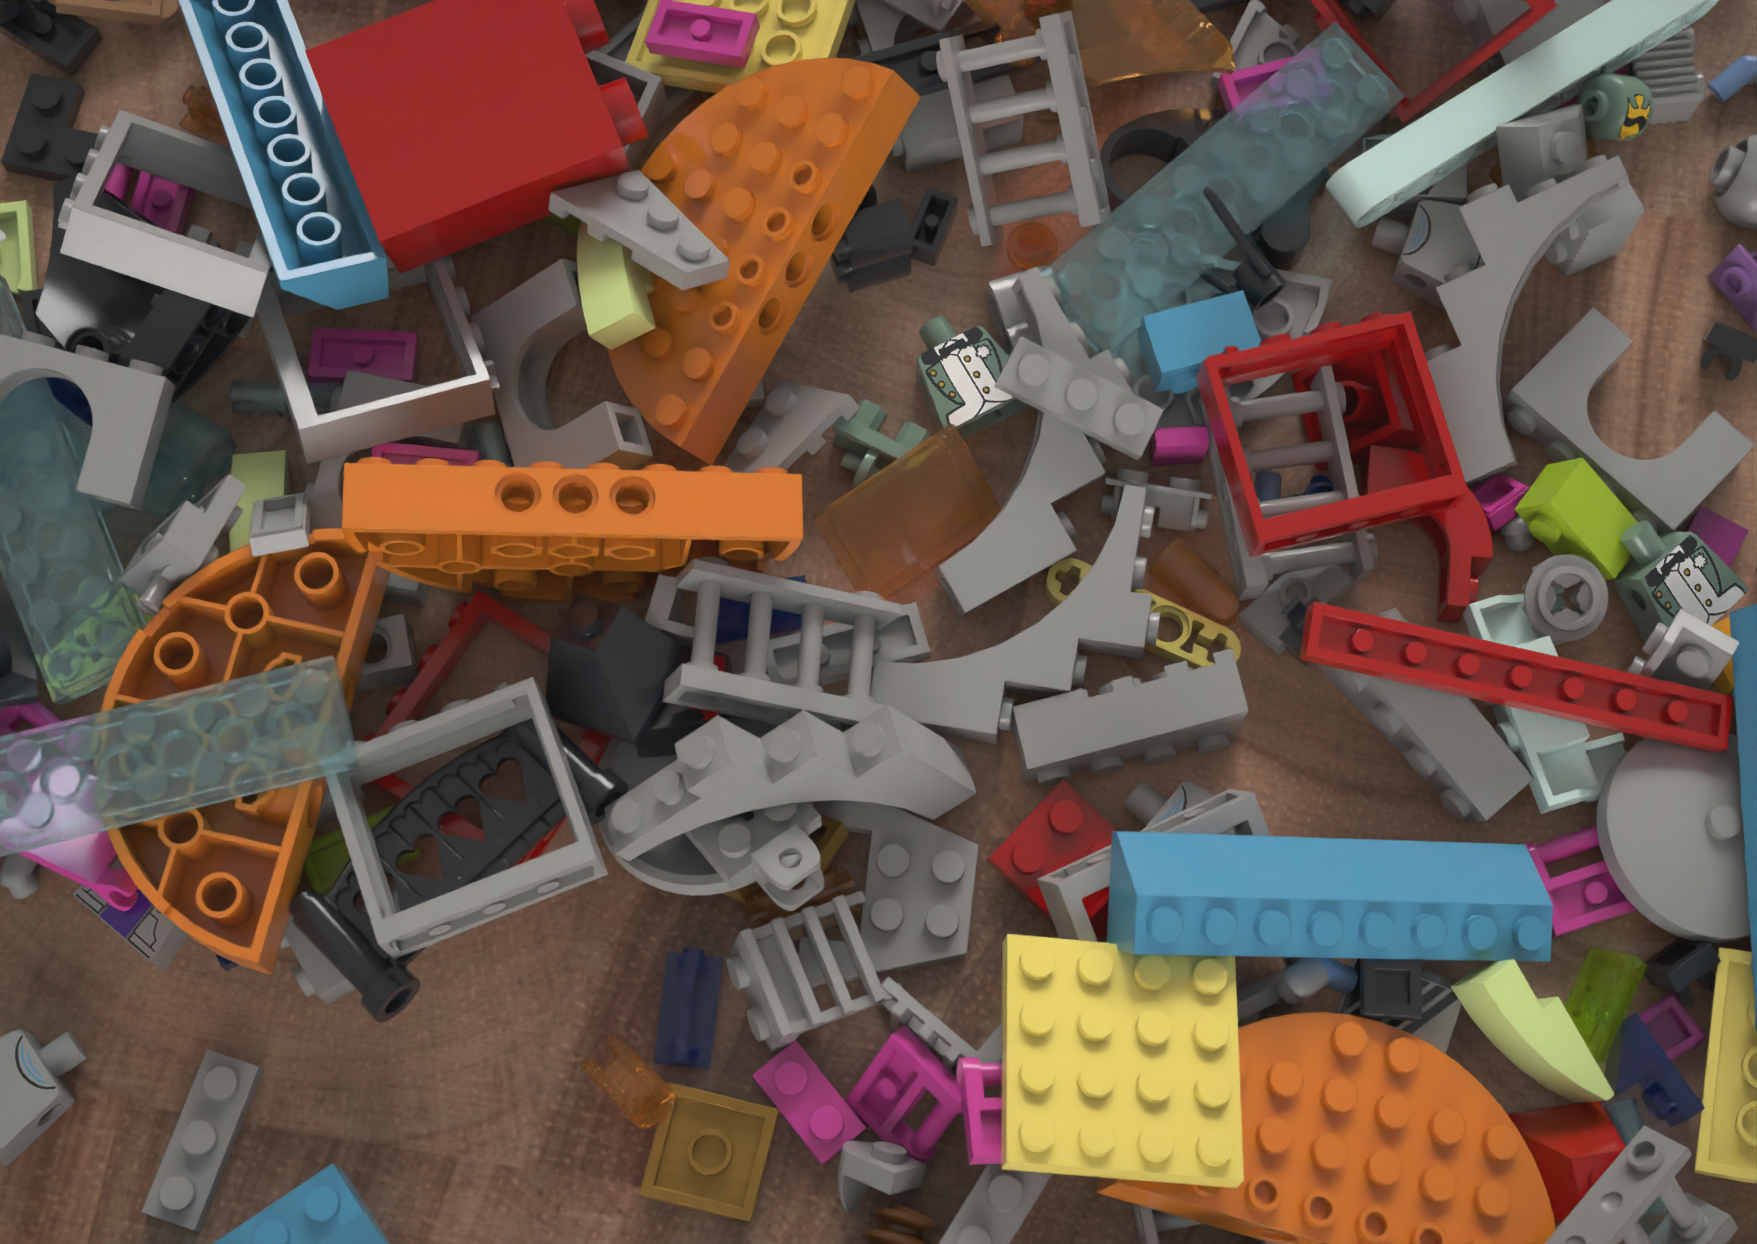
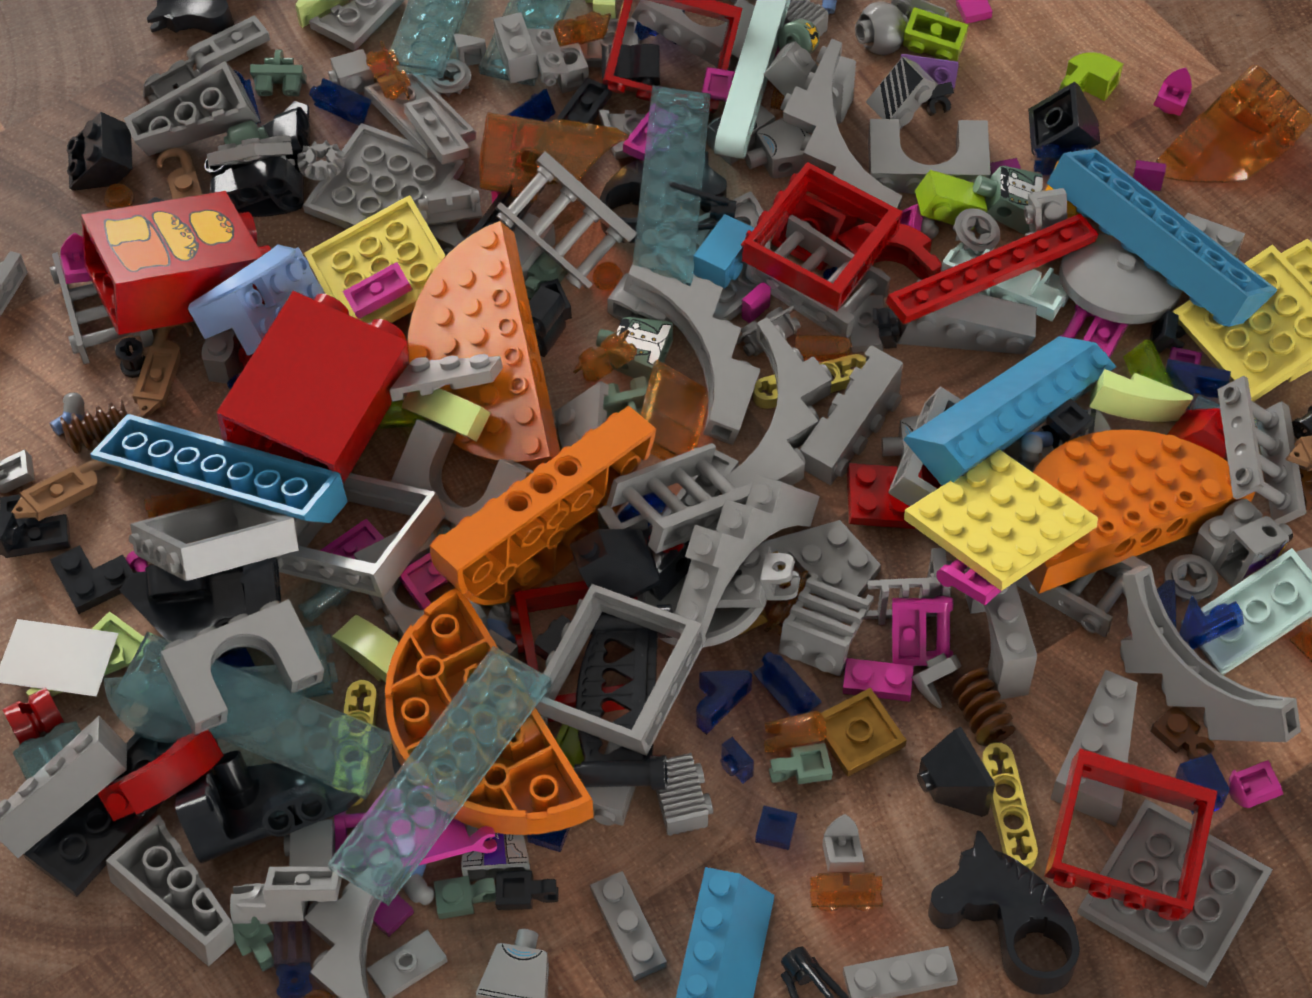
camera: 40 degrees left, 15 degrees down
(58, 920) = (457, 895): none -> sand green plate
(123, 979) = (518, 889): none -> black plate
(182, 545) = (362, 674): light grey plate -> none
(280, 524) = (399, 626): light grey tile -> none
(414, 1043) = (683, 802): none -> light grey brick
(433, 613) = (499, 620): none -> arm
(440, 692) = (550, 639): none -> black piece
(486, 1183) = (776, 827): none -> clear blue plate
(524, 1052) = (736, 760): none -> clear blue plate
(605, 1137) = (806, 762): none -> sand green plate
(607, 951) = (723, 693): none -> clear blue slope
(904, 362) = (595, 361): none -> clear orange hinge
(948, 178) = (542, 271): none -> sand green plate
(1079, 398) = (702, 303): light grey plate -> none
(1429, 86) = (718, 83): none -> dark pink tile
(1677, 304) = (902, 92): none -> light grey brick

